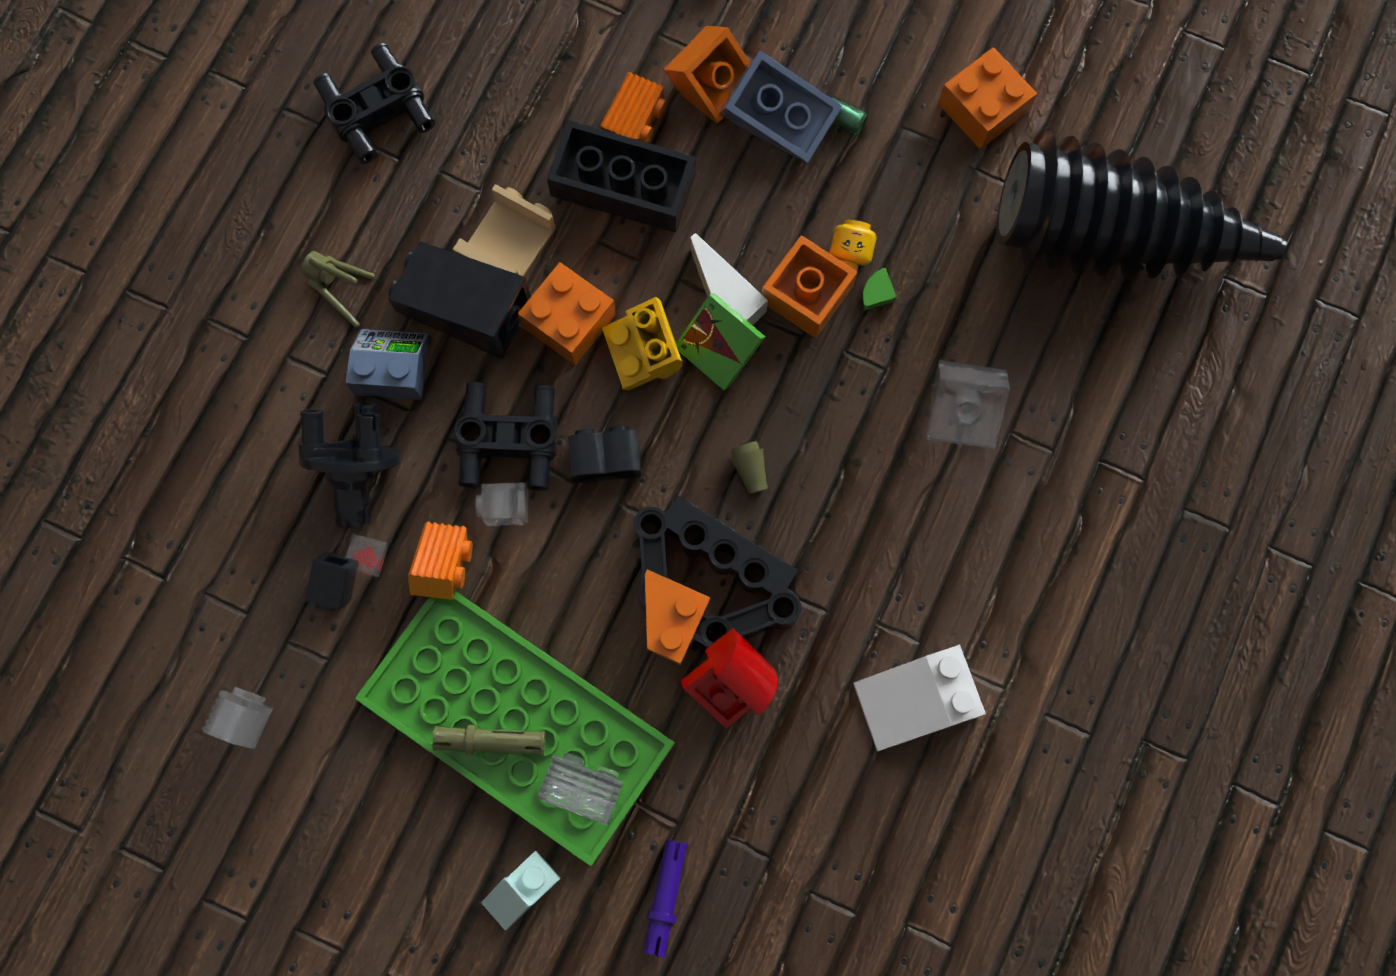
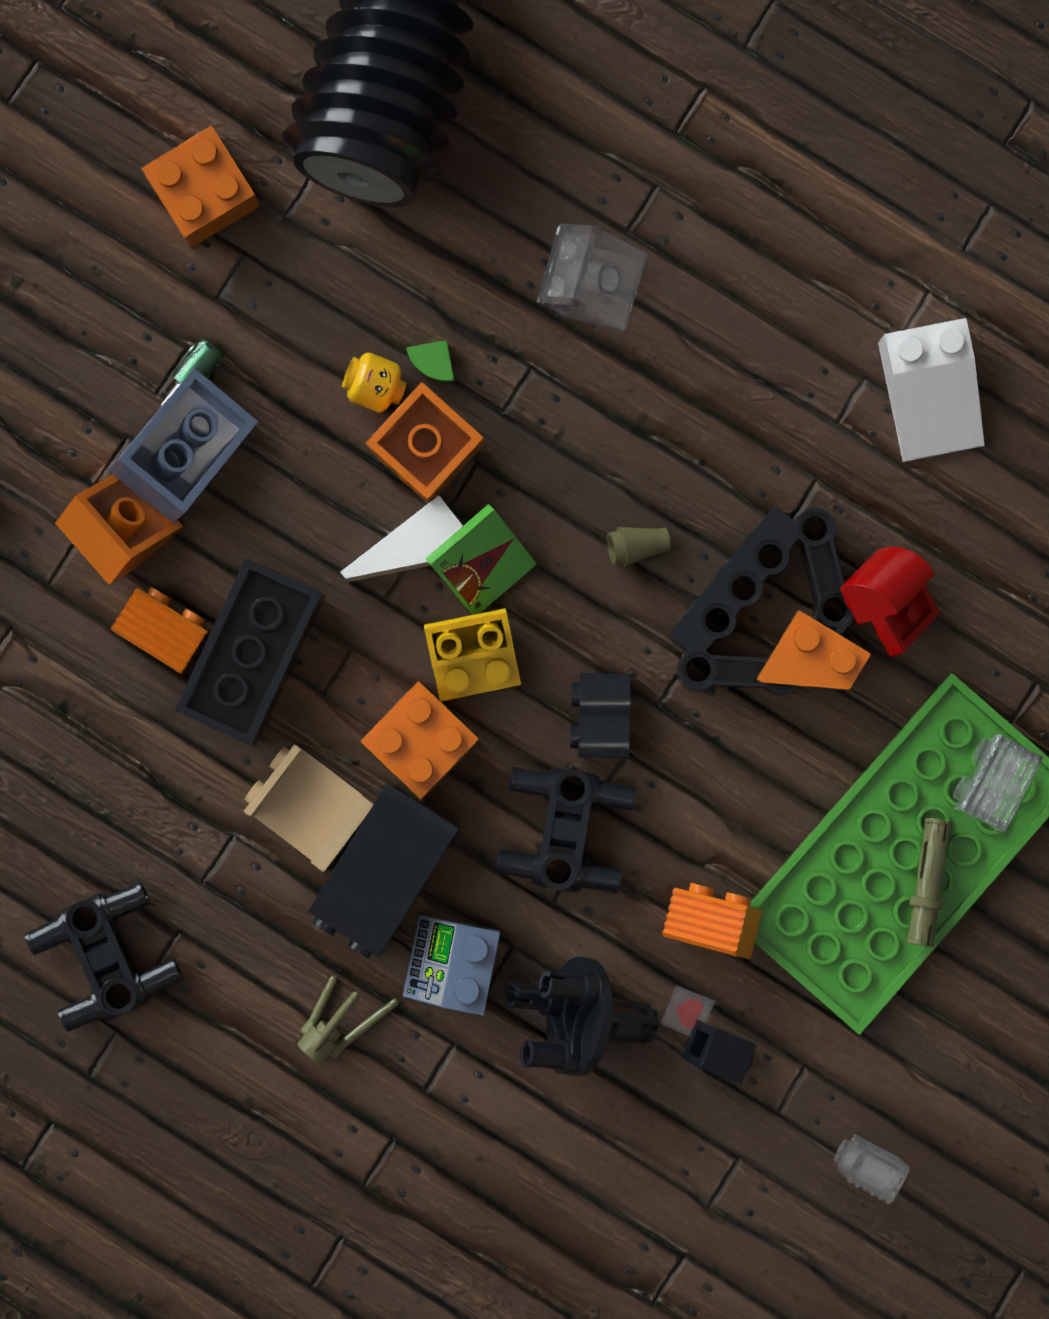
camera: 80 degrees left, 10 degrees up
(503, 504) = (649, 842): clear brick -> none

